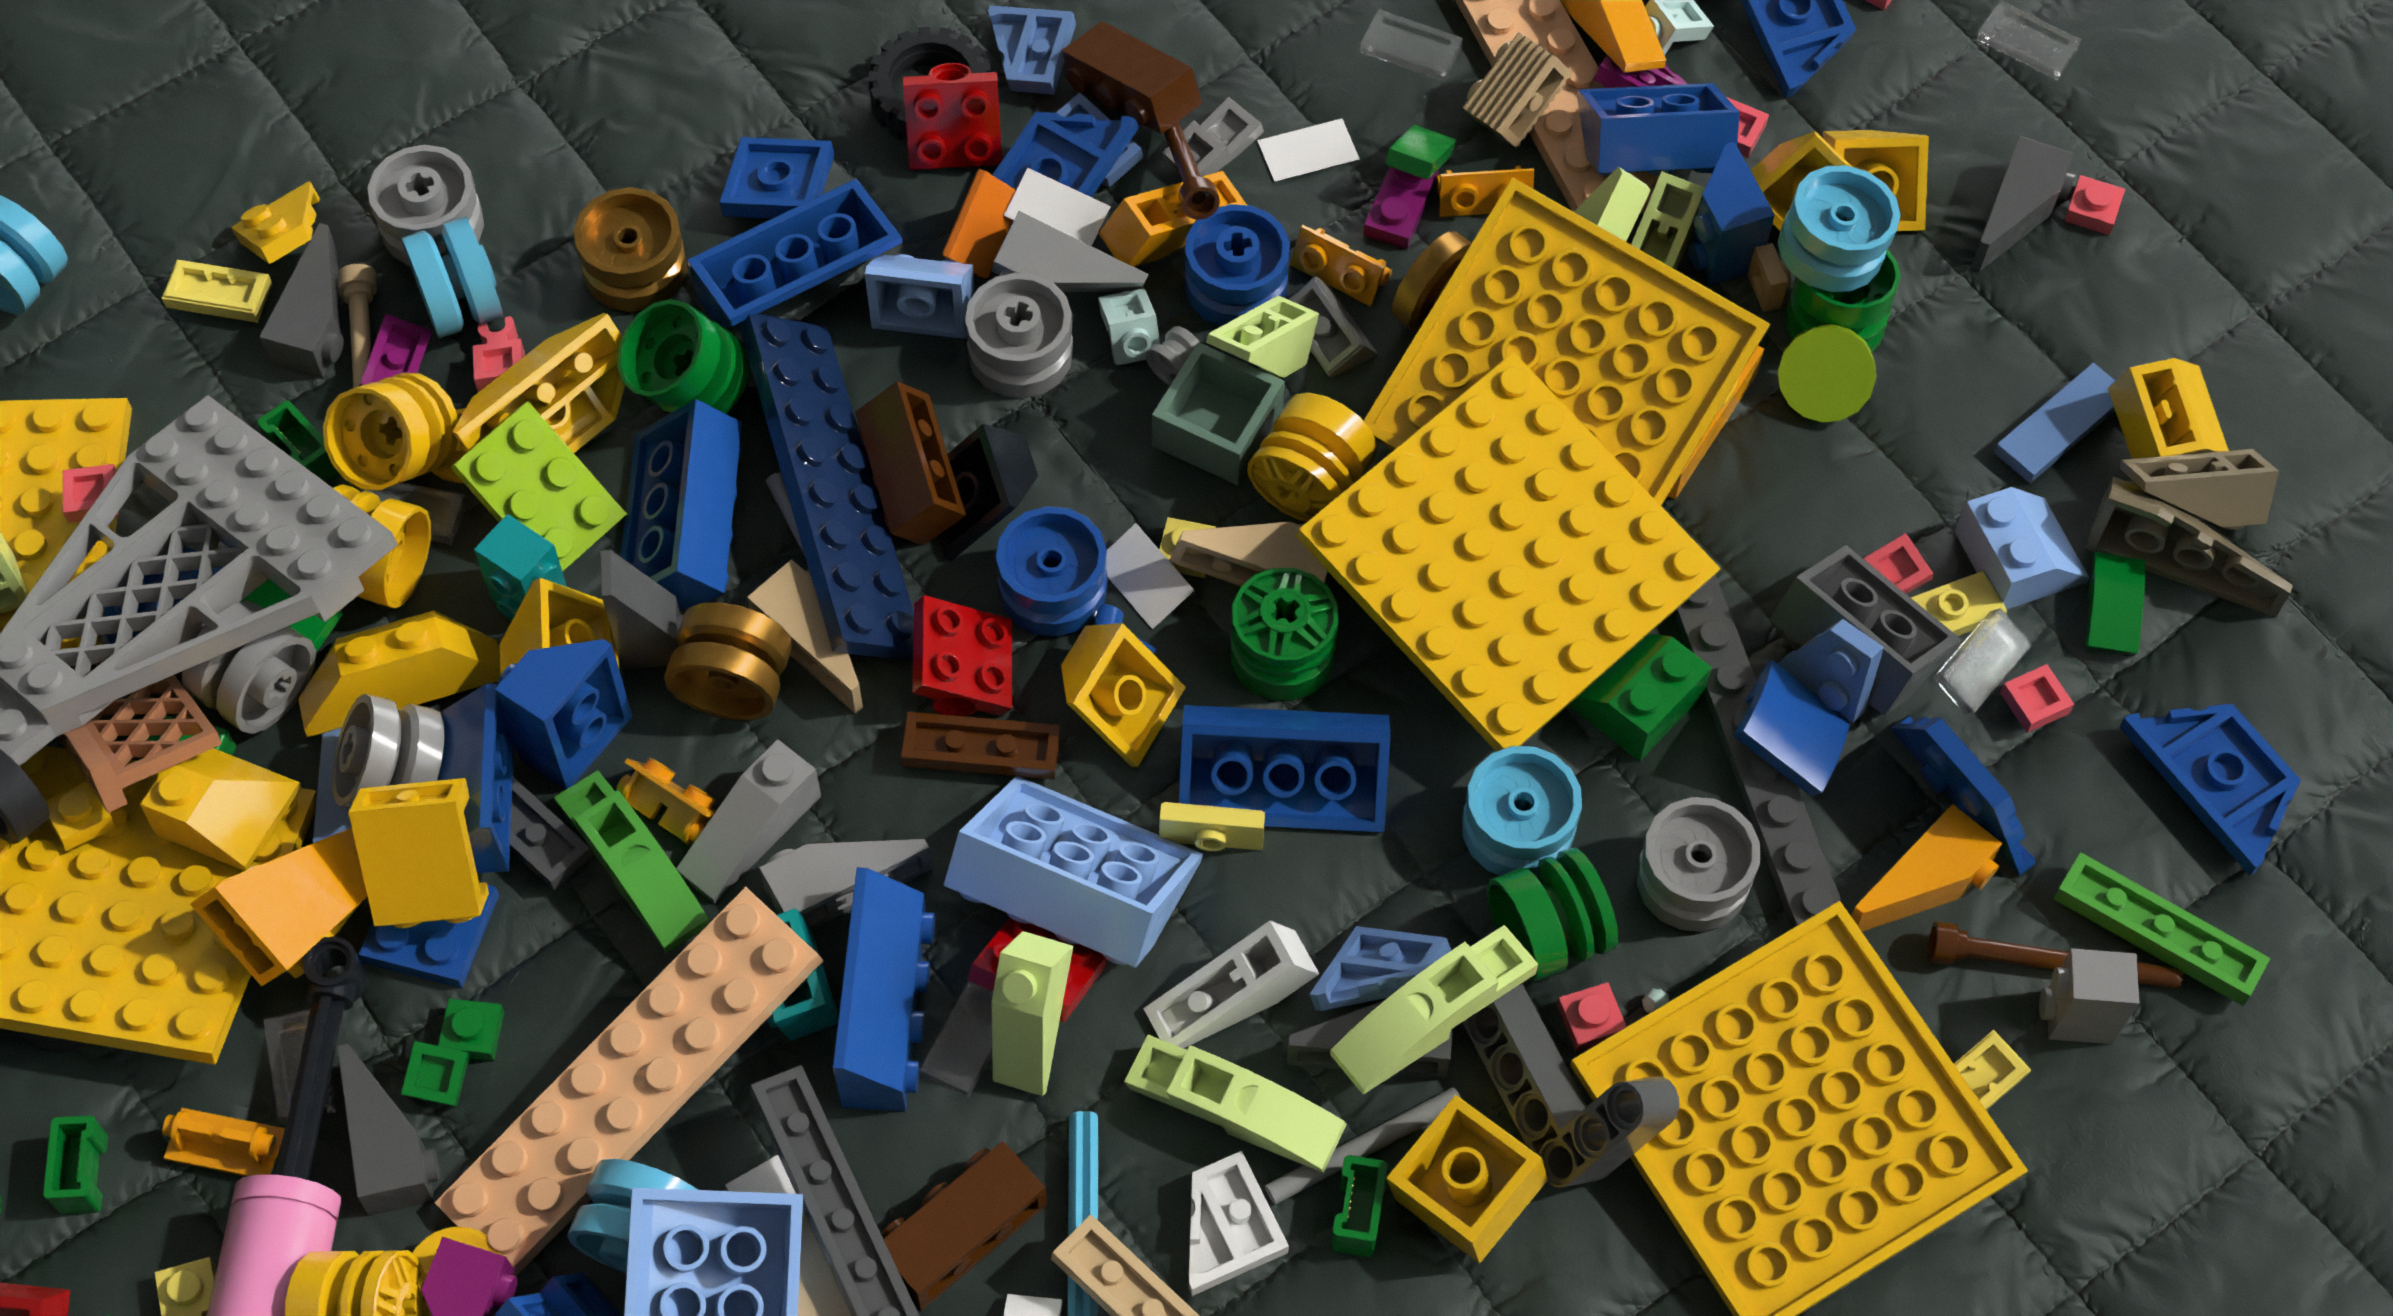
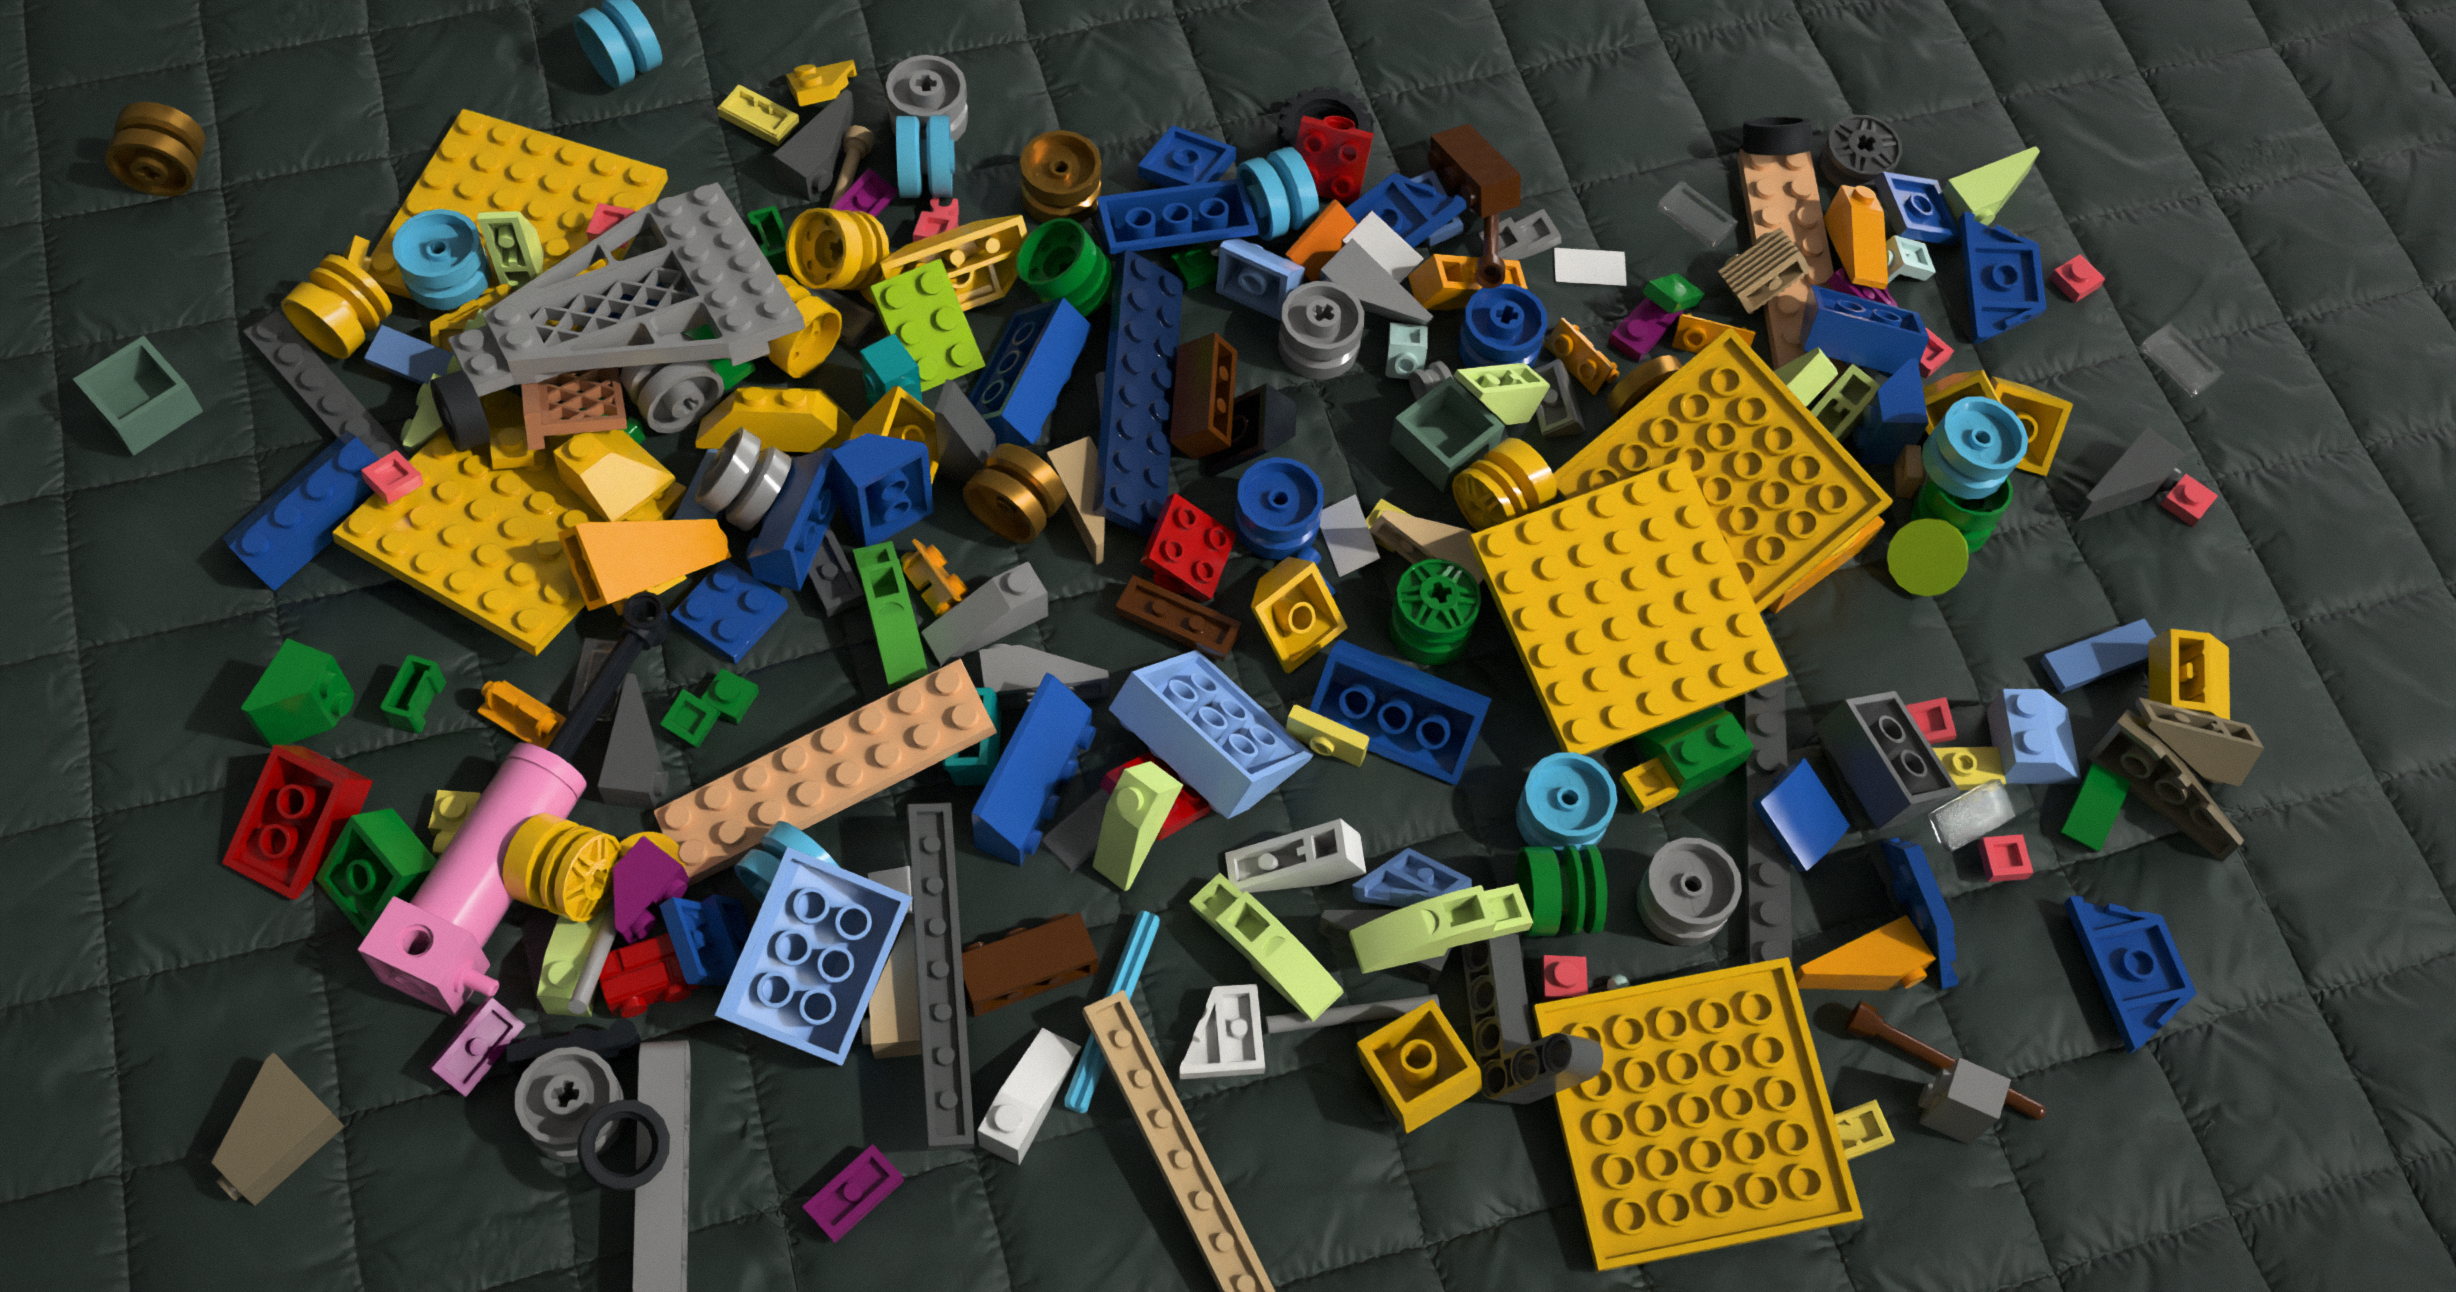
camera: 15 degrees right, 0 degrees up
(417, 853) = (733, 553): yellow panel -> none
(835, 305) = (1195, 266): none -> green plate
(908, 180) = (1280, 192): none -> medium azure wheel
(1032, 45) = (1409, 126): medium blue wing -> none
(1363, 1189) = (1327, 1067): green piece -> none
(1606, 754) = (1649, 785): none -> yellow plate
(1837, 667) = (1853, 780): medium blue wing -> none
(2162, 929) = (2041, 1070): bright green plate -> none

